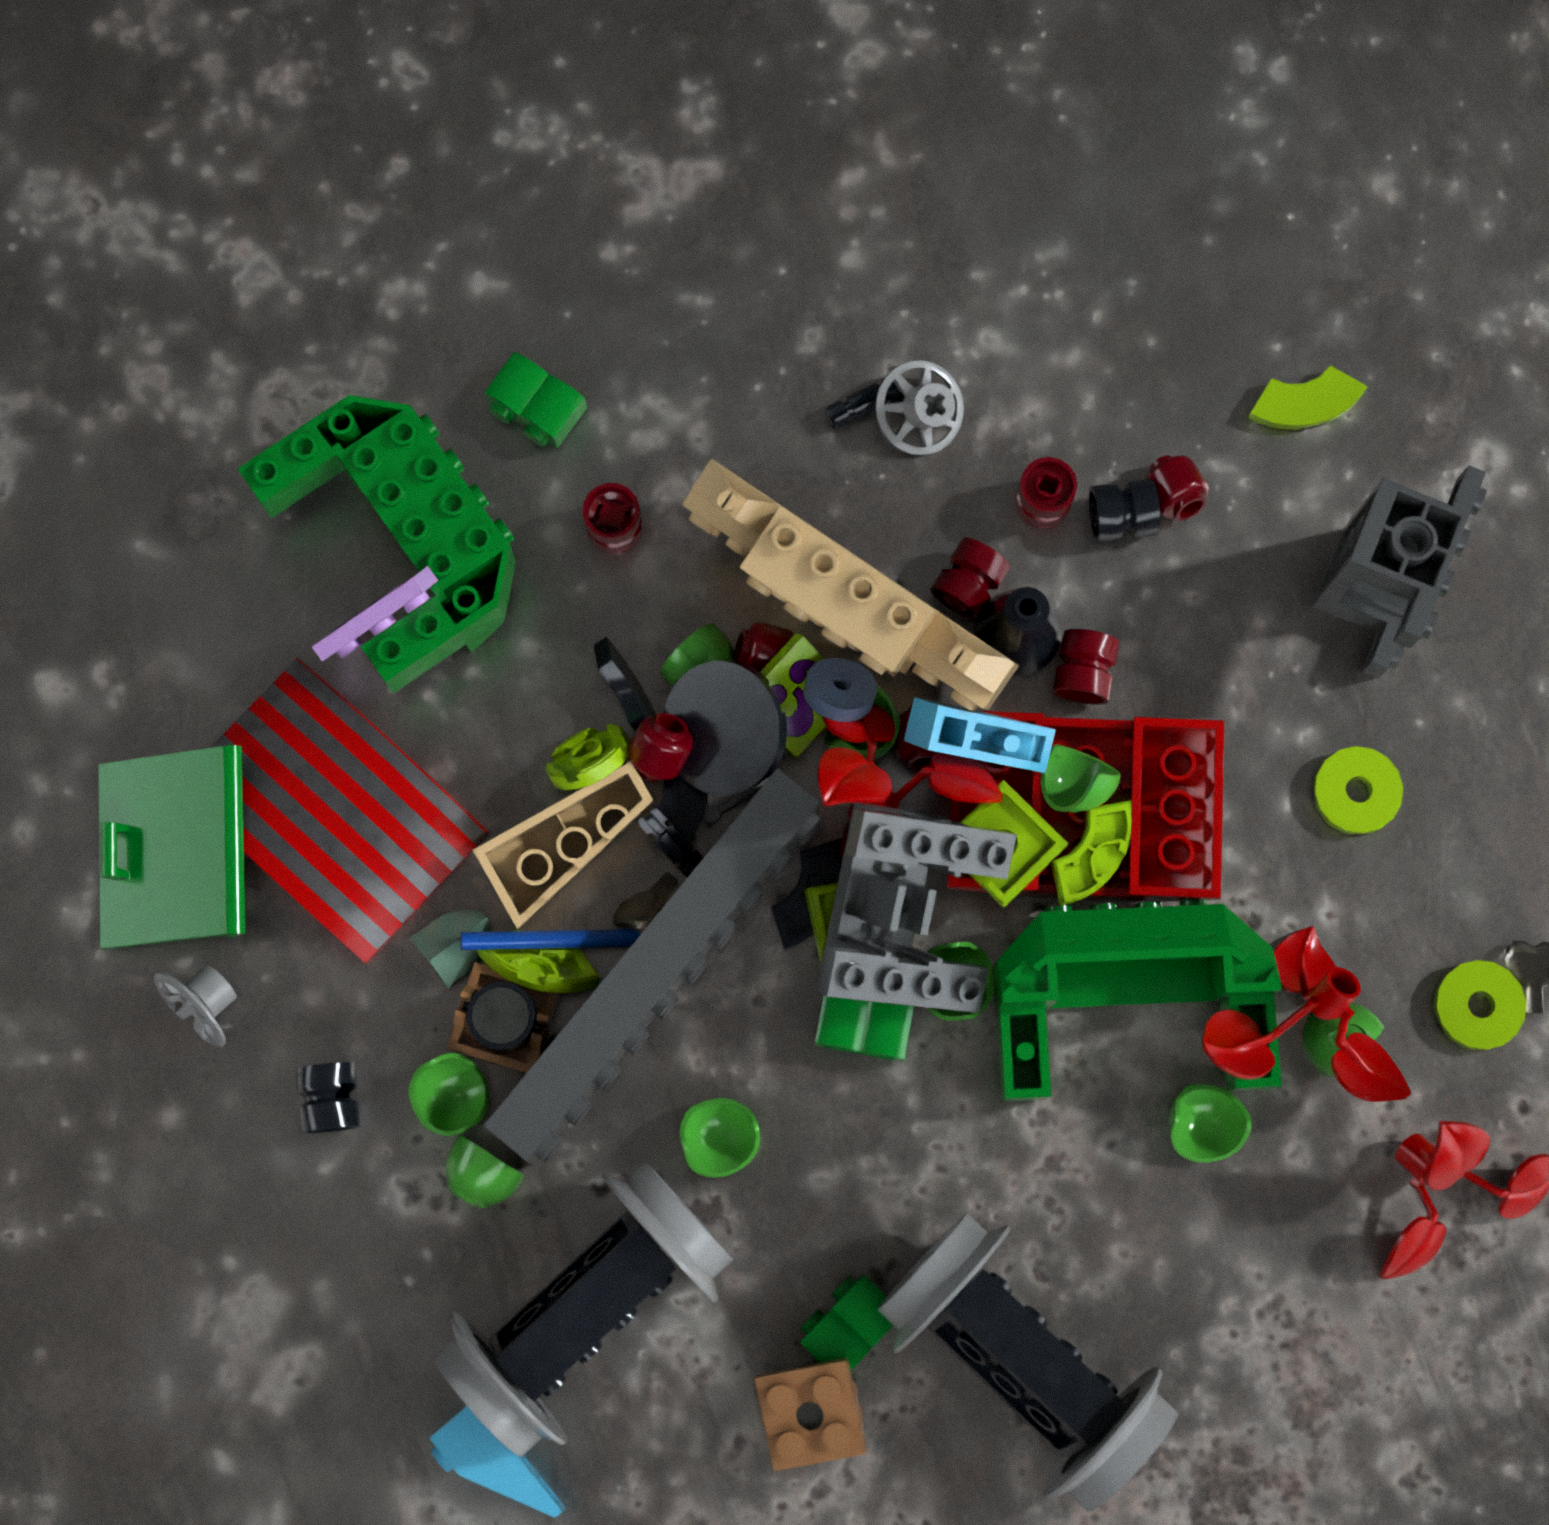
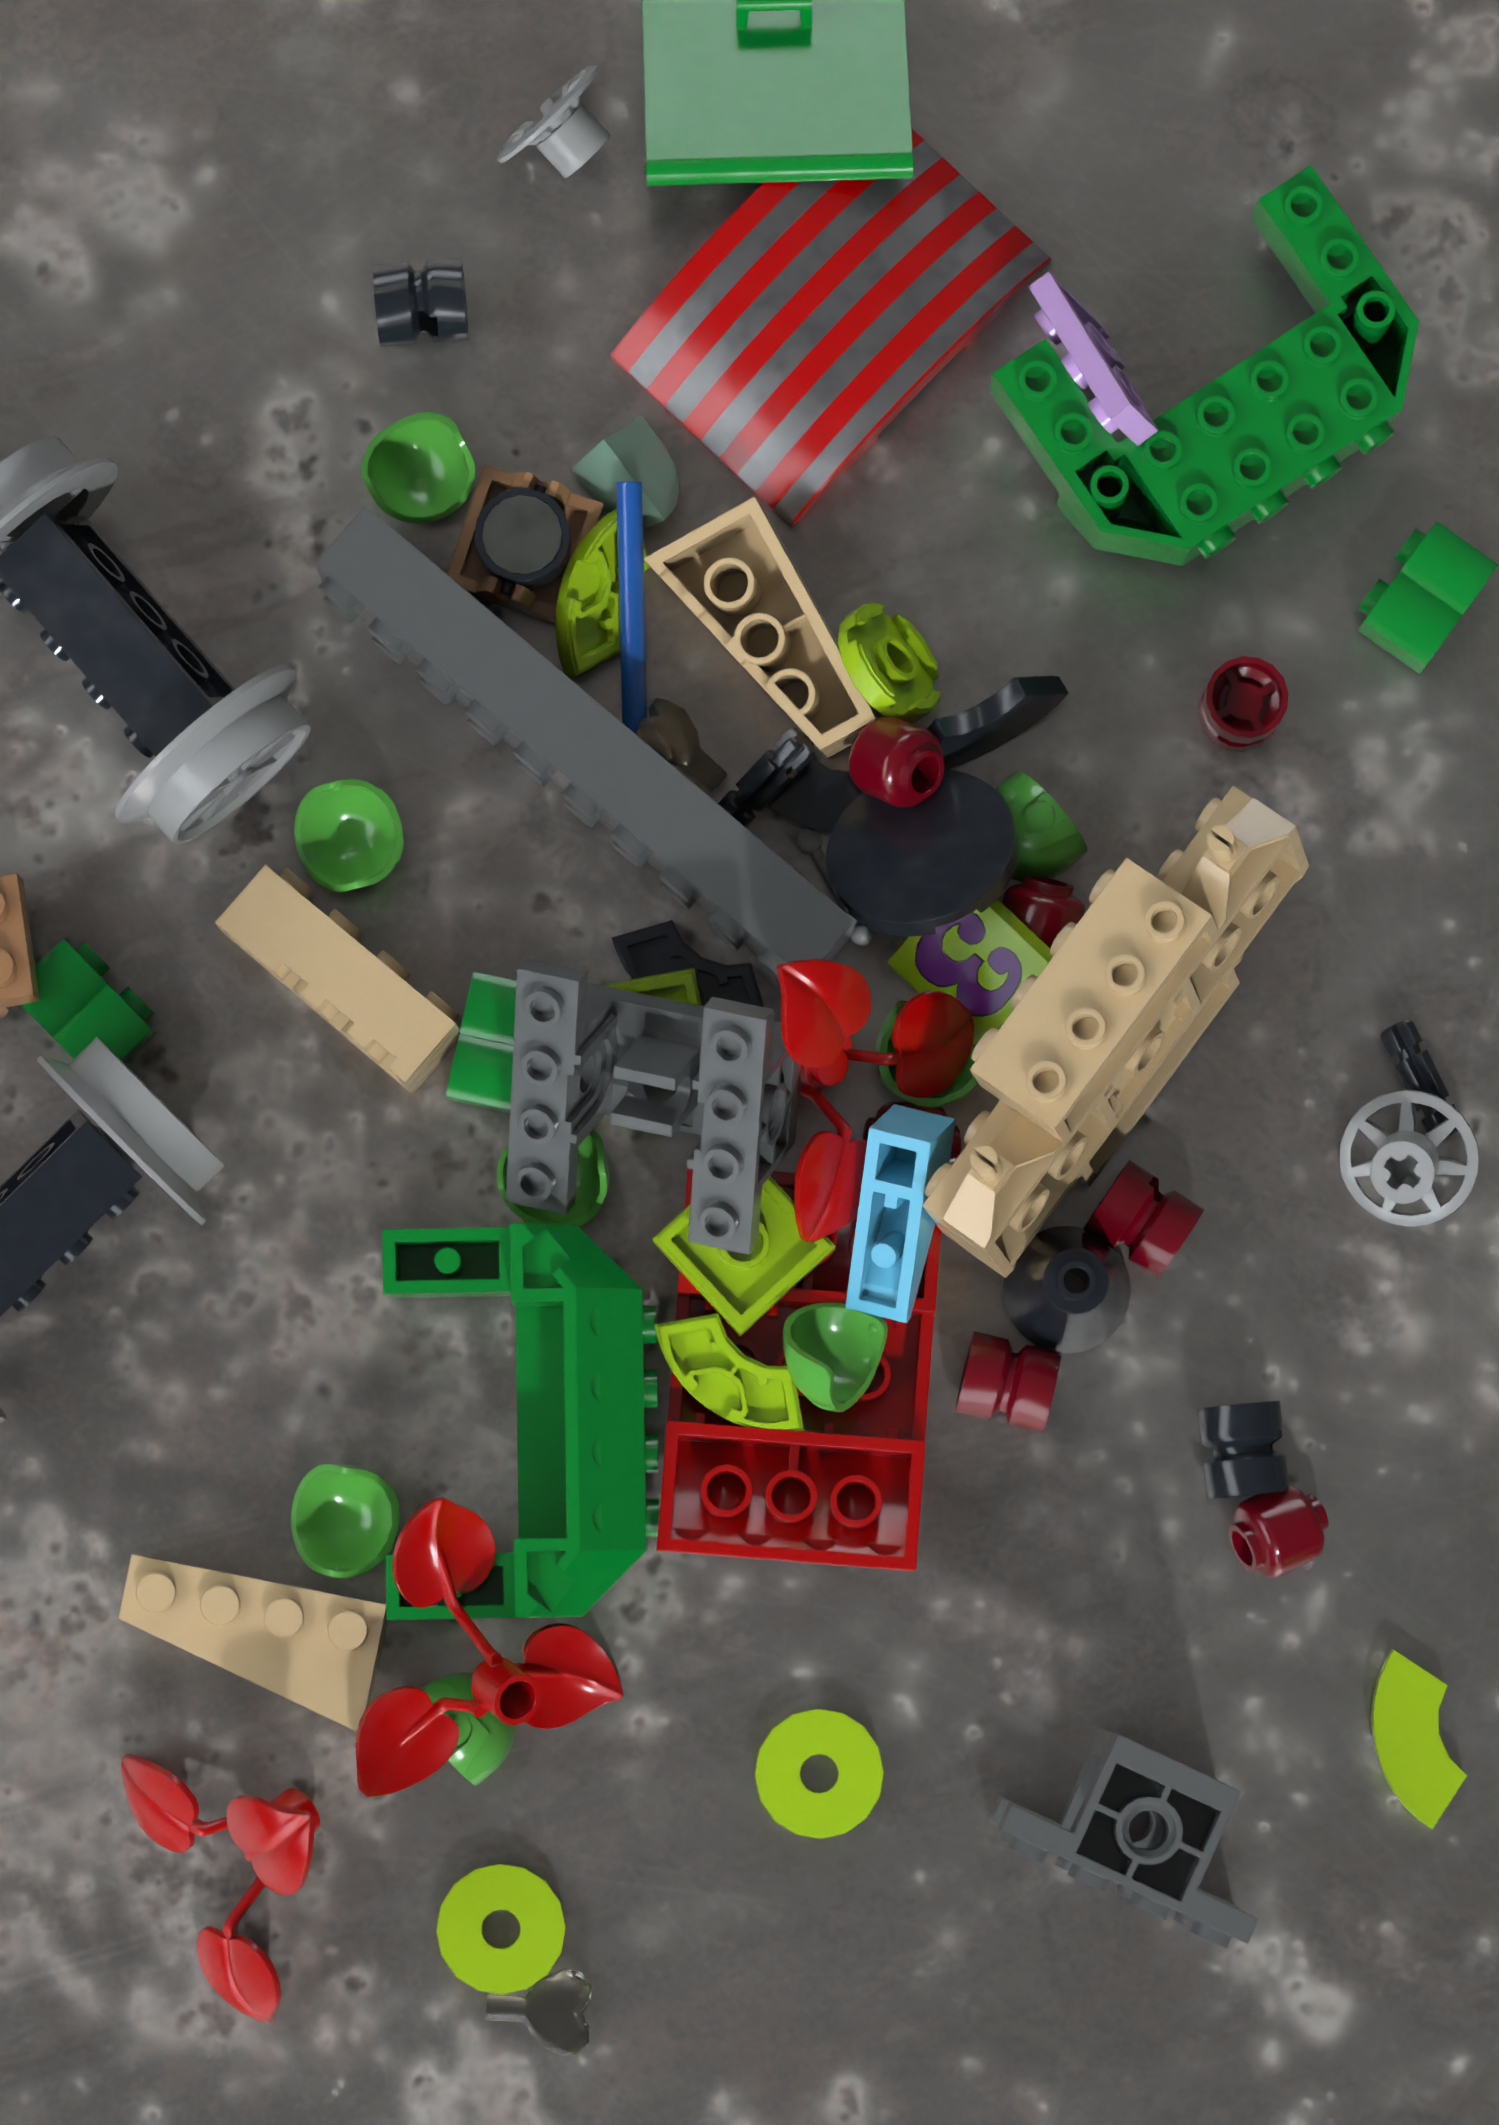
camera: 90 degrees right, 5 degrees up
(478, 1175) = (305, 506): bright green helmet -> none
(822, 1138) = (340, 978): none -> tan wedge
(840, 689) = (951, 1007): sand blue piece -> none
(1046, 492) = (1271, 1335): dark red wheel -> none
(1288, 1175) = (278, 1635): none -> tan wedge

